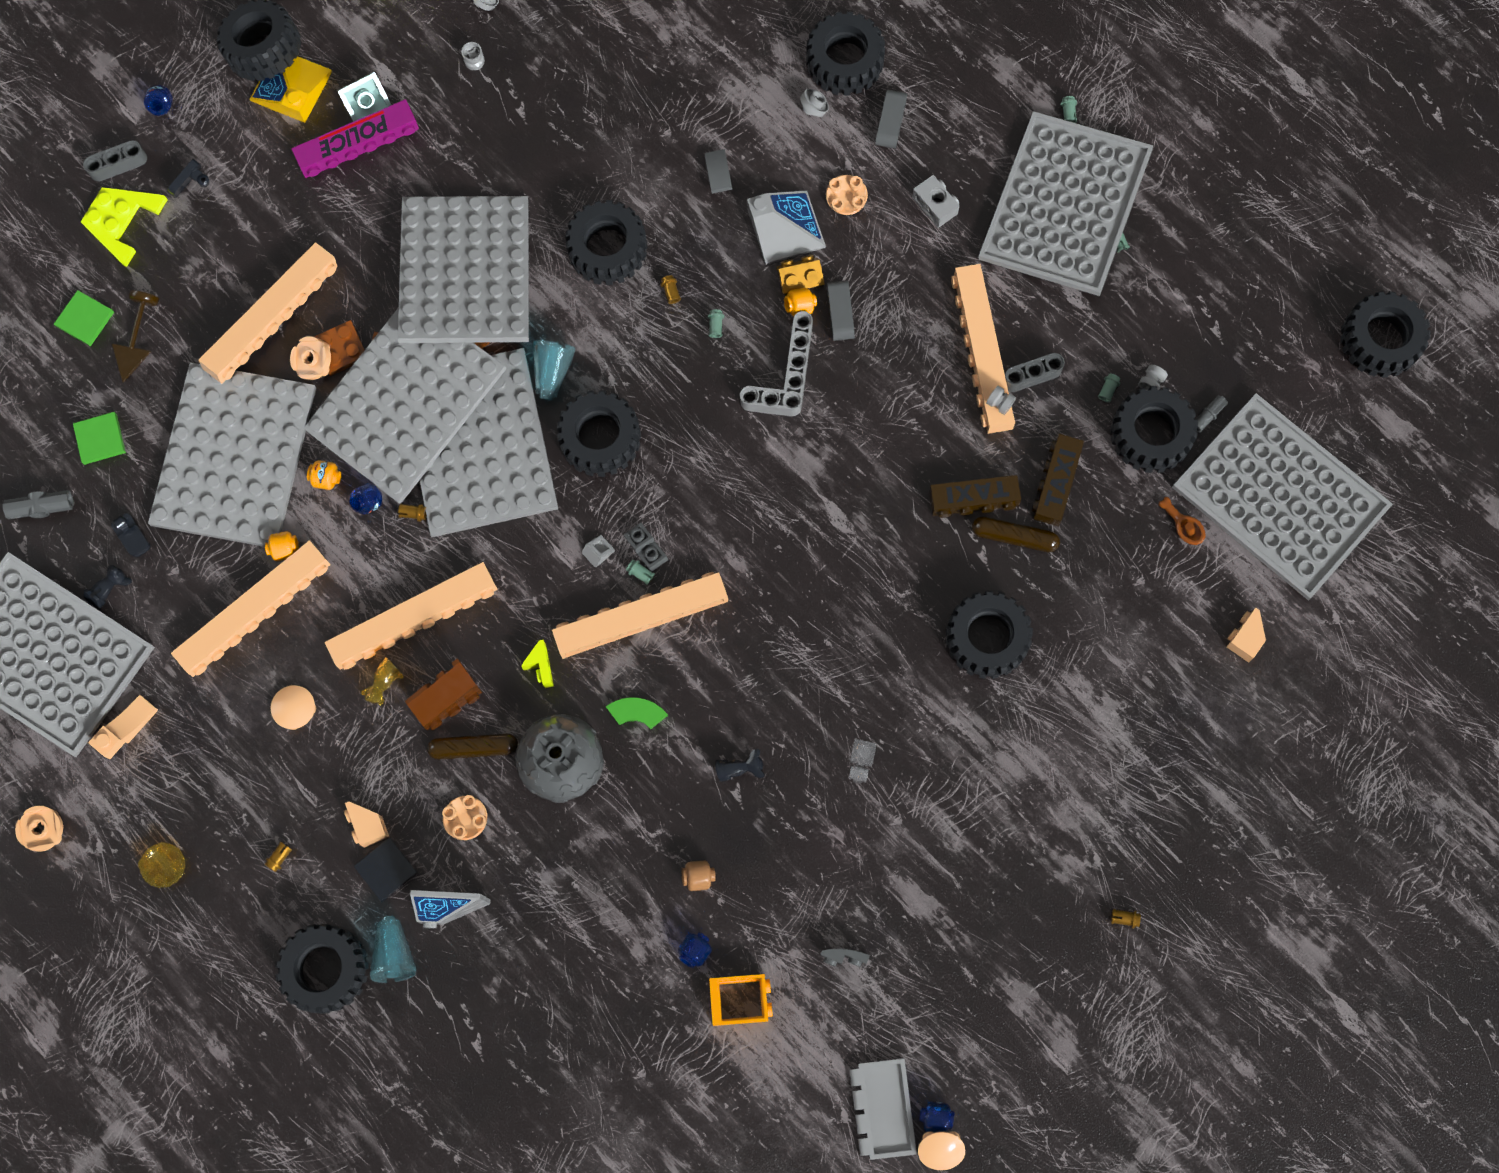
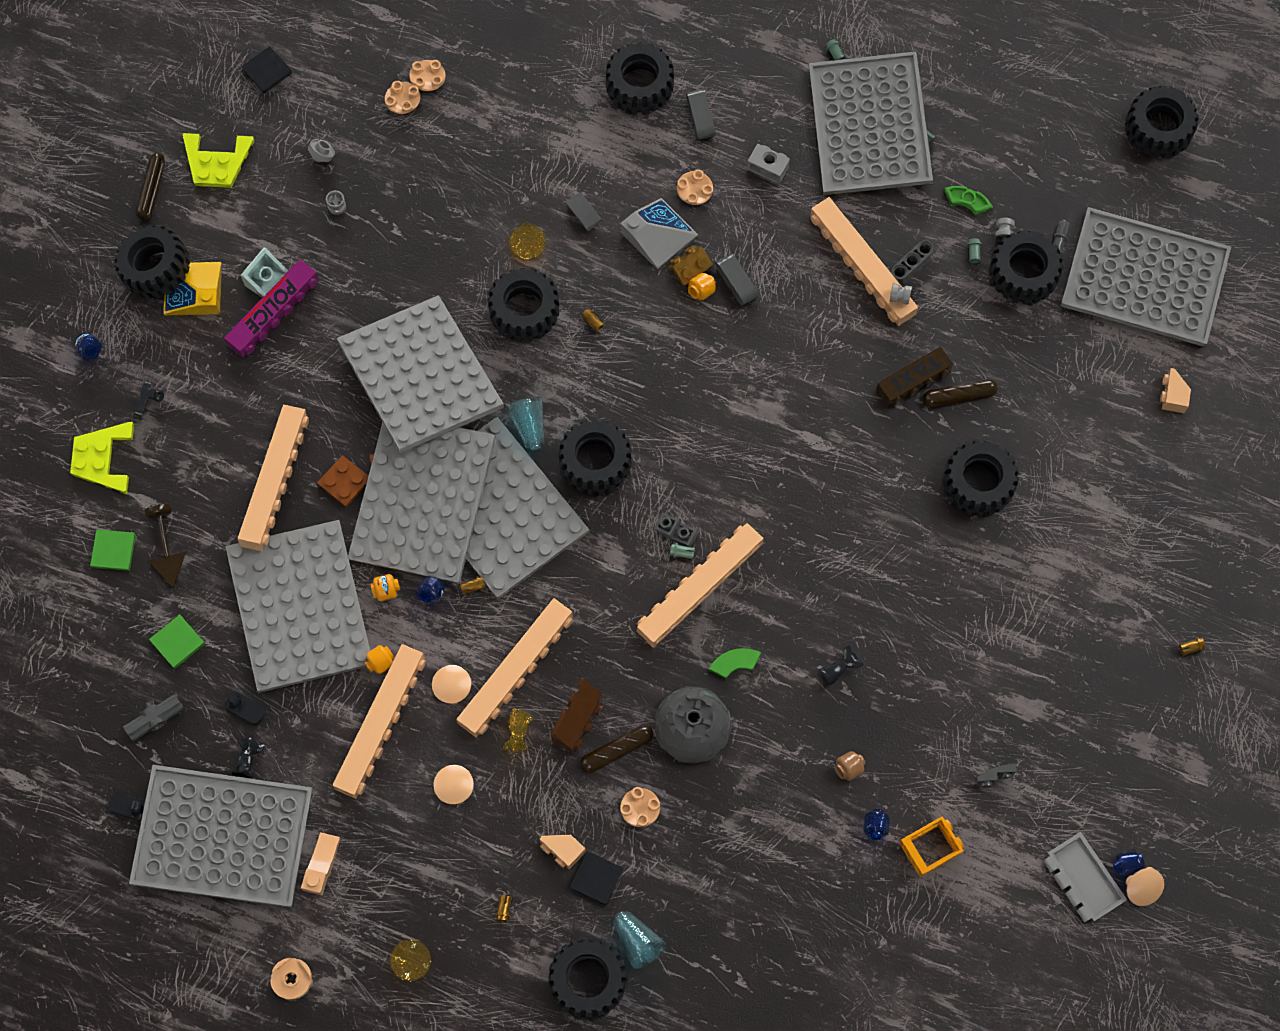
camera: 30 degrees left, 5 degrees down
(125, 162) = (73, 419): dark grey beam -> none
(321, 358) = (336, 502): light nougat plate -> none
(342, 603) = (451, 684): none -> light nougat dish
(442, 907) = (661, 881): slope -> none
(539, 659) = (637, 655): neon yellow slope -> none
(597, 550) = (638, 550): light grey slope -> none
(646, 178) = (527, 241): none -> clear yellow dish
(715, 325) = (642, 331): sand green pin -> none
(792, 374) = (723, 343): light grey beam -> none
(814, 103) = (633, 127): light grey plate -> none
(862, 754) = (930, 615): clear plate -> none
(1058, 479) = (972, 337): dark brown brick -> none
(1132, 328) = (969, 198): none -> bright green tile
(1187, 527) = (1088, 330): dark orange piece -> none

